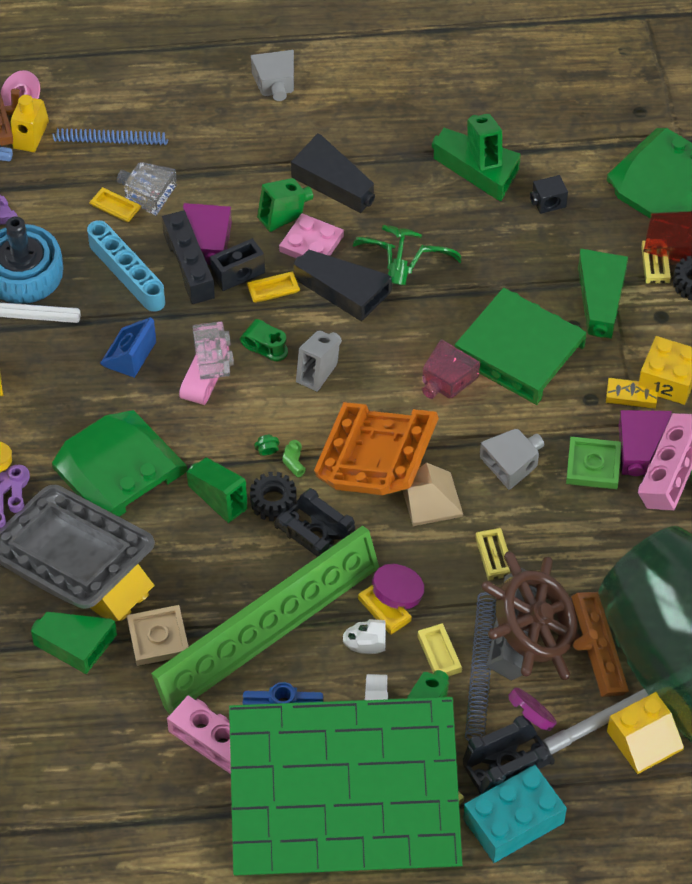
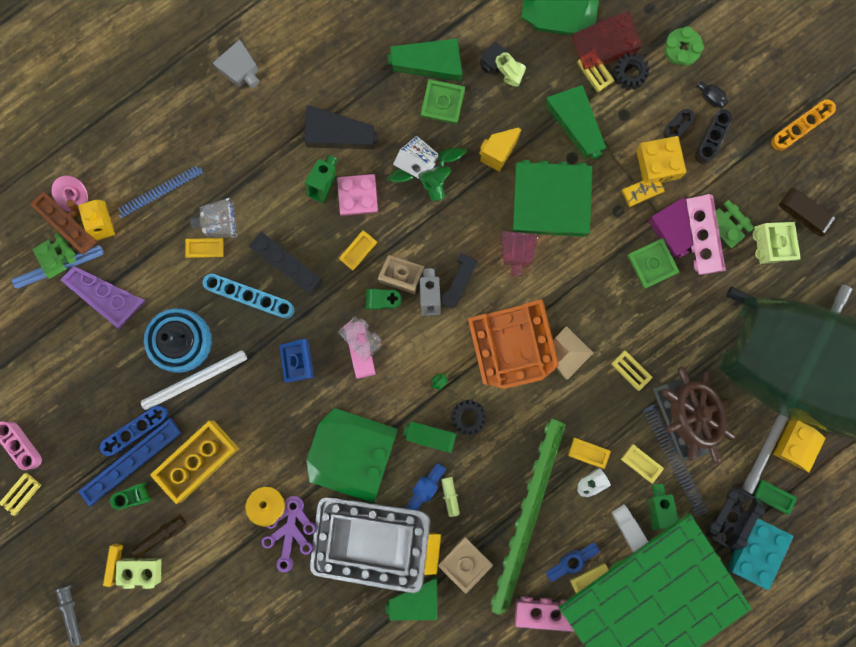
camera: 30 degrees left, 30 degrees up
(174, 536) = (425, 487): none -> blue axle
(194, 560) = (450, 496): none -> yellowish green axle
(211, 227) = (285, 232): magenta slope -> none
(237, 264) = (325, 251): black brick -> none
(291, 458) = (459, 379): bright green arm -> none
(295, 324) = (400, 274): none -> tan slope
(323, 519) = (513, 439): black piece -> none
(343, 283) = (404, 220): black slope -> none
(361, 368) = (452, 297): none -> black leg
(393, 217) = (416, 157): none -> white torso
(398, 586) = (590, 436): magenta tile -> none
(465, 205) = (442, 101): none -> bright green plate
(485, 132) = (431, 46): green torso -> none
(496, 266) = (498, 148): none -> yellow slope
(511, 455) = (600, 291): light grey torso -> none
(533, 709) = (729, 476): magenta tile -> none
(561, 213) = (510, 68): none -> yellowish green piece
(577, 775) = (774, 497): none -> green tile
(599, 644) = (740, 402): dark orange plate -> none

